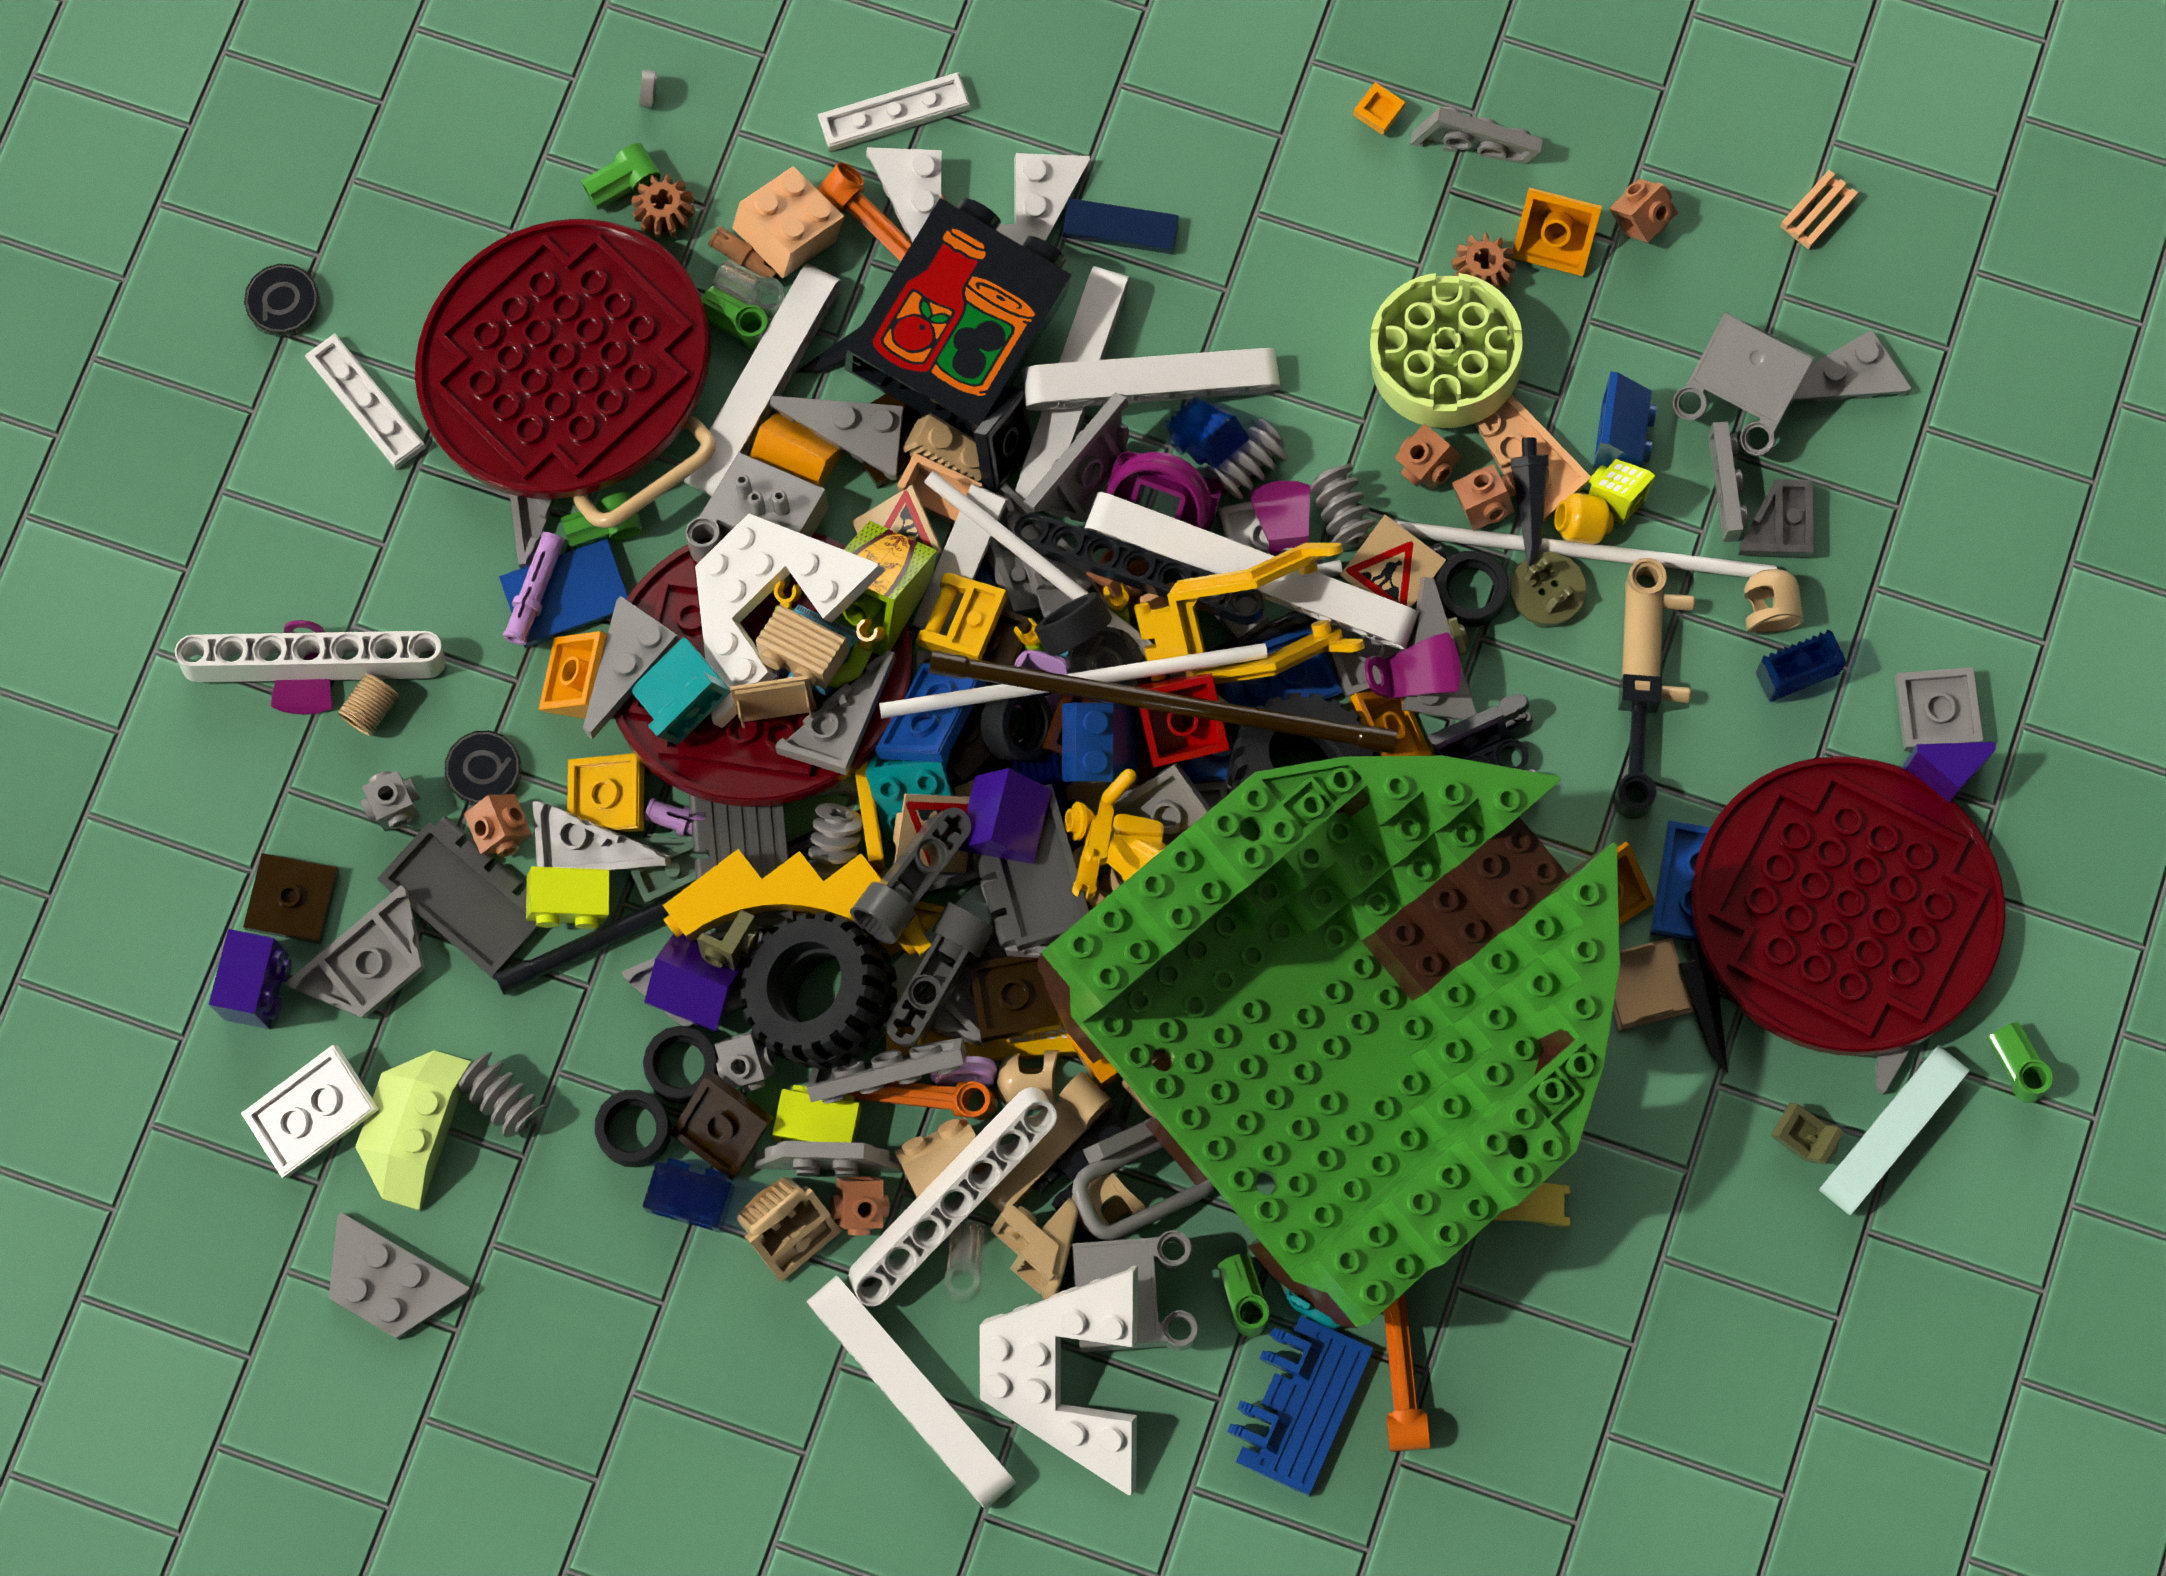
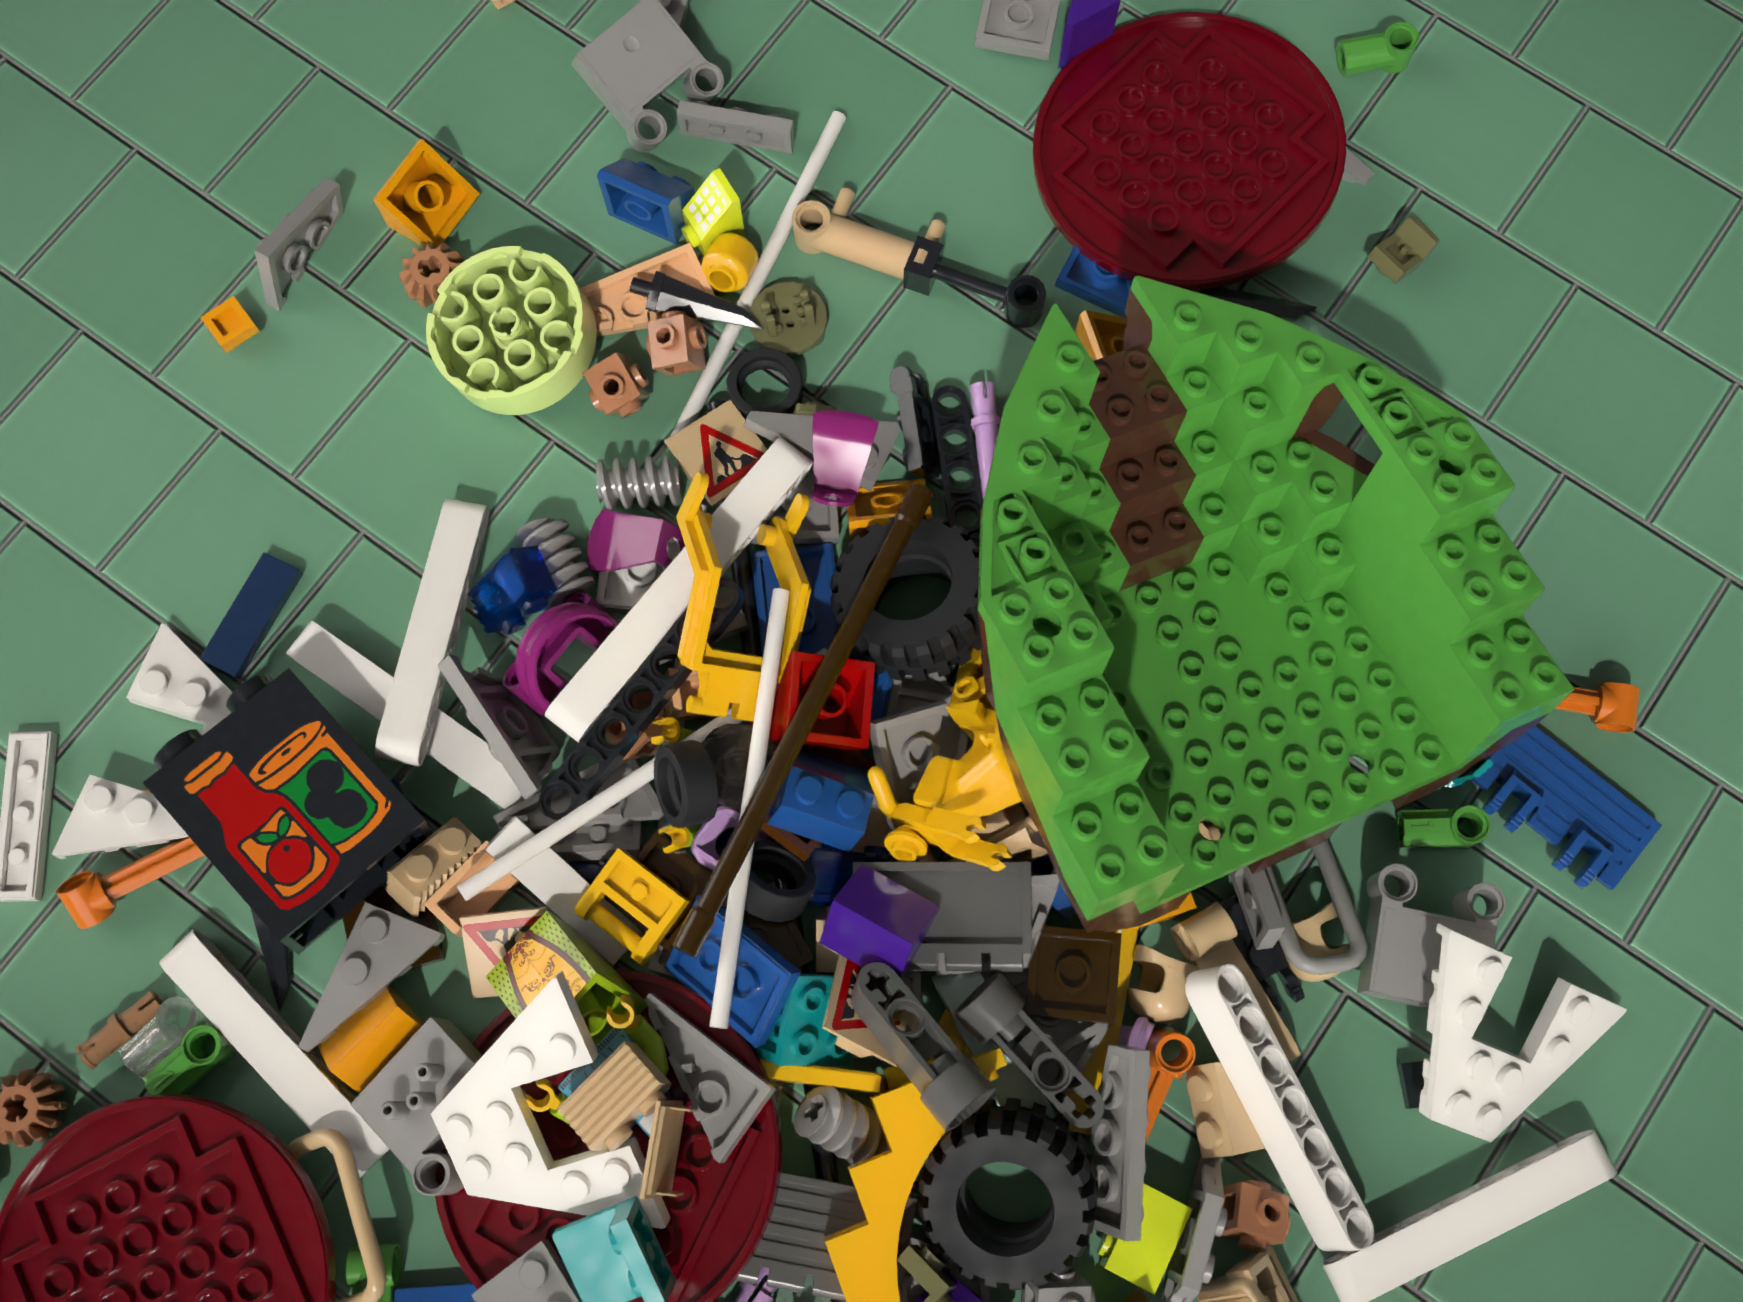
camera: 75 degrees left, 0 degrees up
(788, 221) = (101, 969): light nougat brick -> none
(965, 1257) = (1338, 1111): clear piece -> none
(1003, 439) = (445, 802): black tile -> none
(1039, 1251) = (1351, 1023): tan piece -> none
(1644, 210) = (436, 112): nougat brick -> none
(1783, 522) = (792, 90): flat silver wing -> none
(1786, 597) = (872, 112): tan helmet -> none
(1800, 666) = (943, 114): clear blue brick -> none
(1894, 1130) = (1415, 176): light aqua beam -> none

